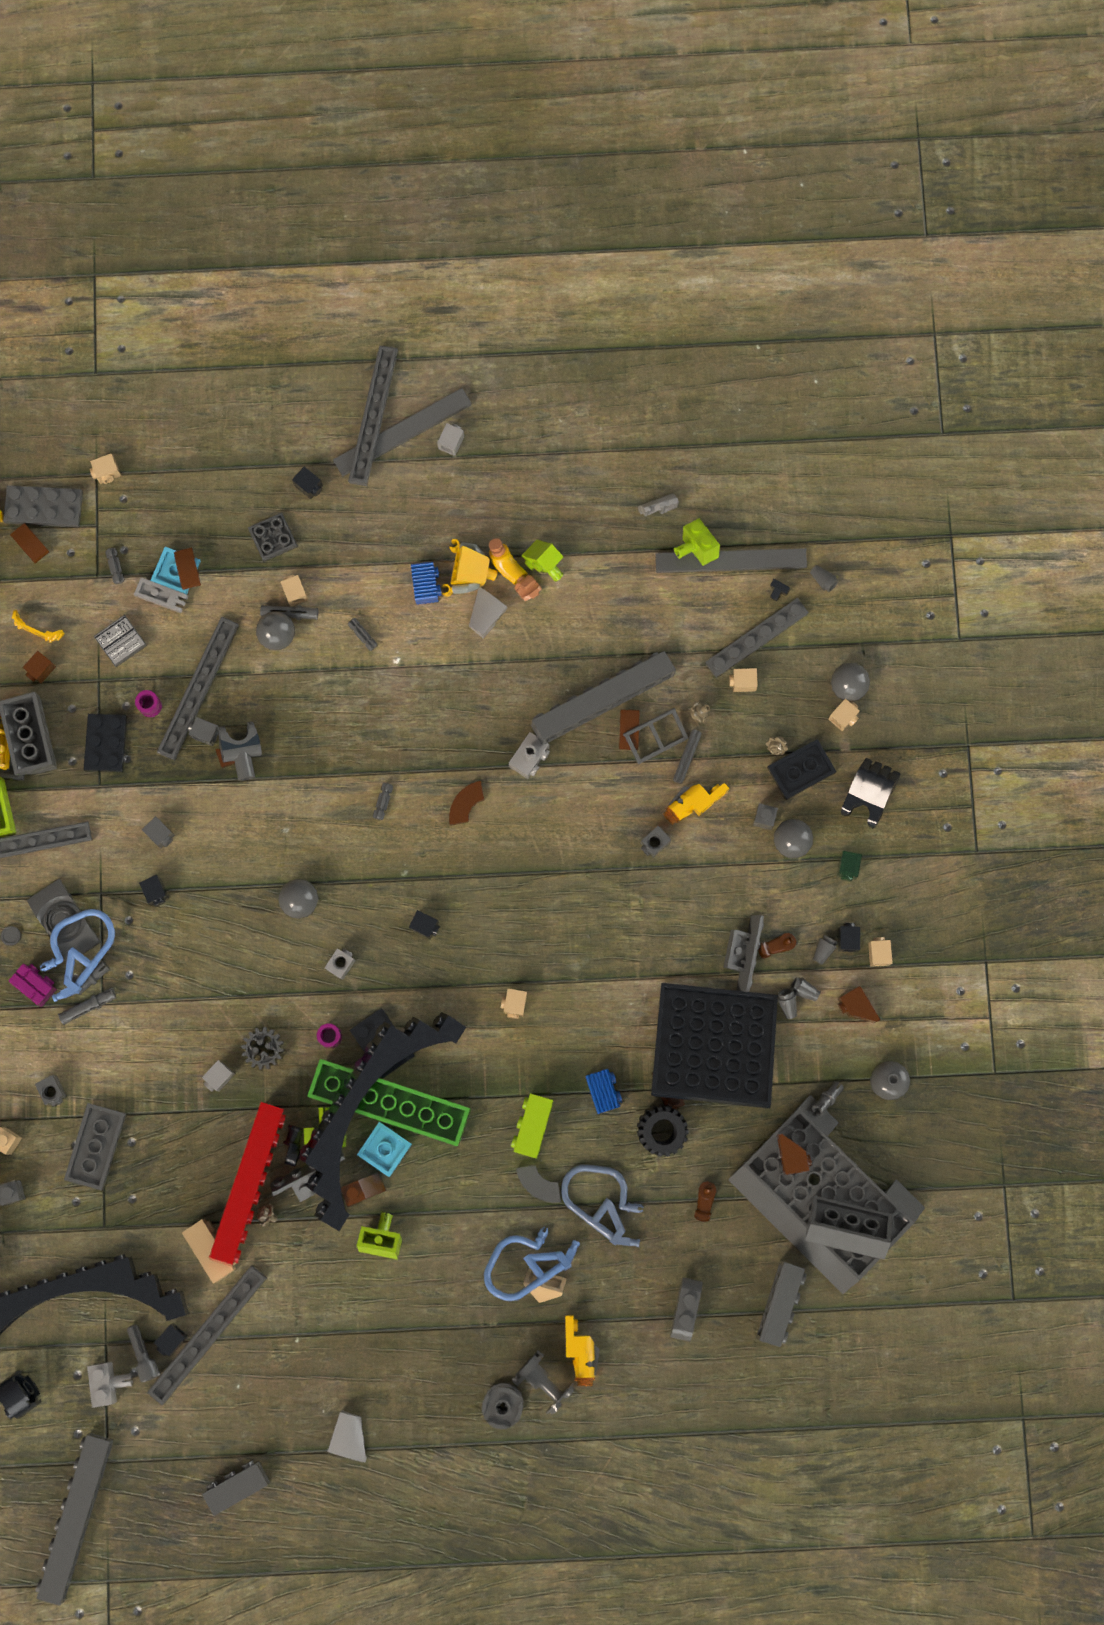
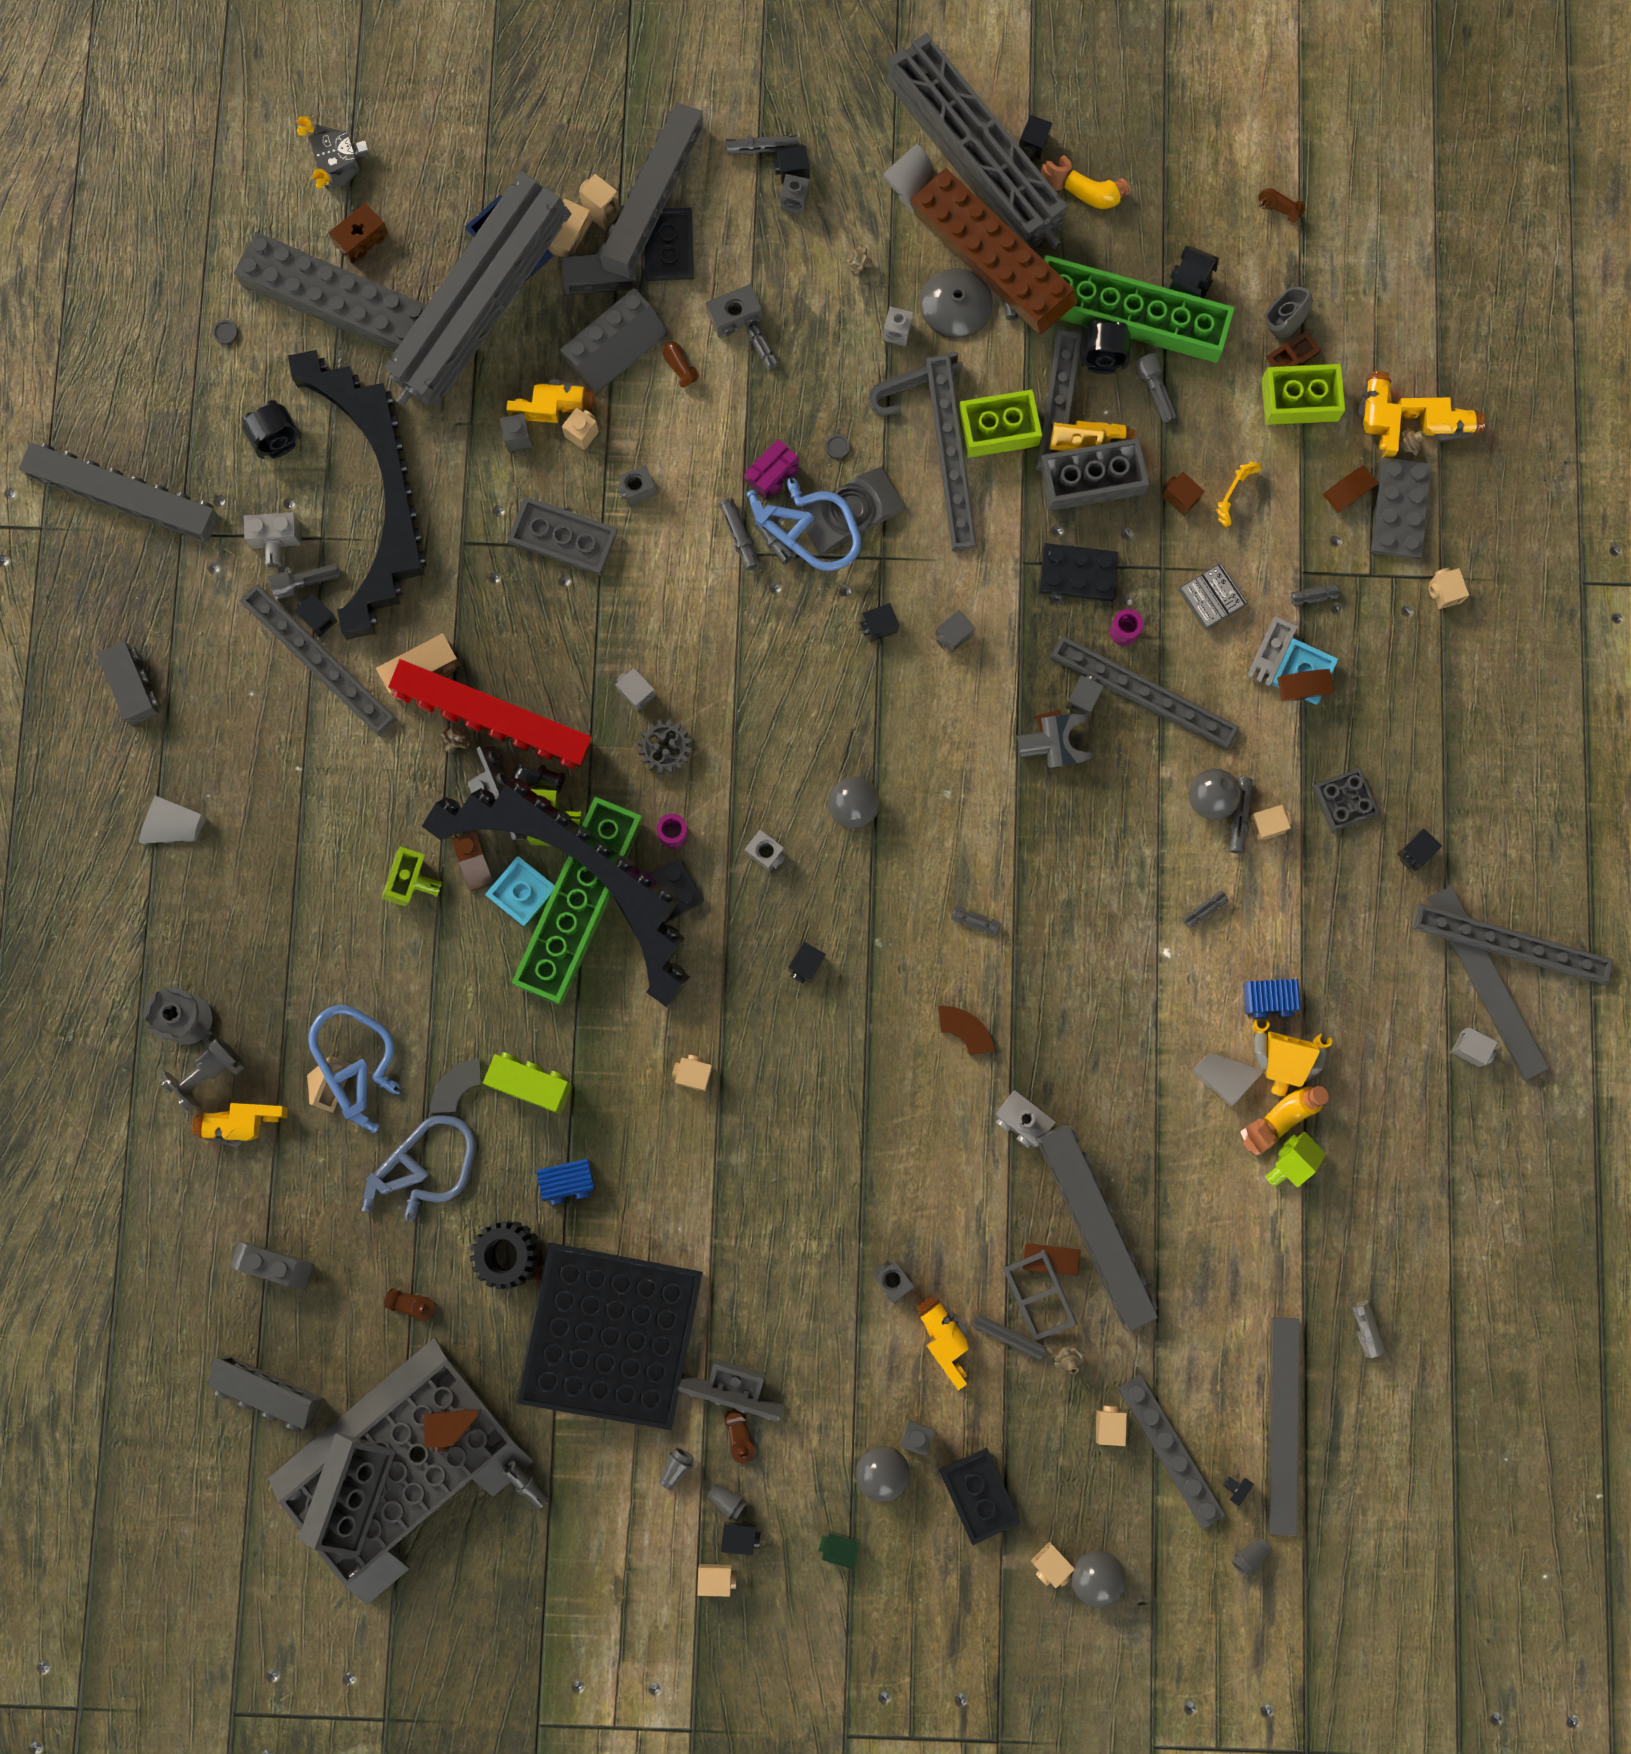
camera: 90 degrees right, 0 degrees up
(699, 541) = (1311, 1382): lime brick -> none
(777, 745) = (1015, 1464): dark tan plant -> none
(787, 1001) = (659, 1443): dark grey cone -> none
(858, 1006) = (646, 1540): reddish brown slope -> none
(872, 789) = (943, 1594): black piece -> none
(890, 1080) = (542, 1575): dark grey cylinder -> none

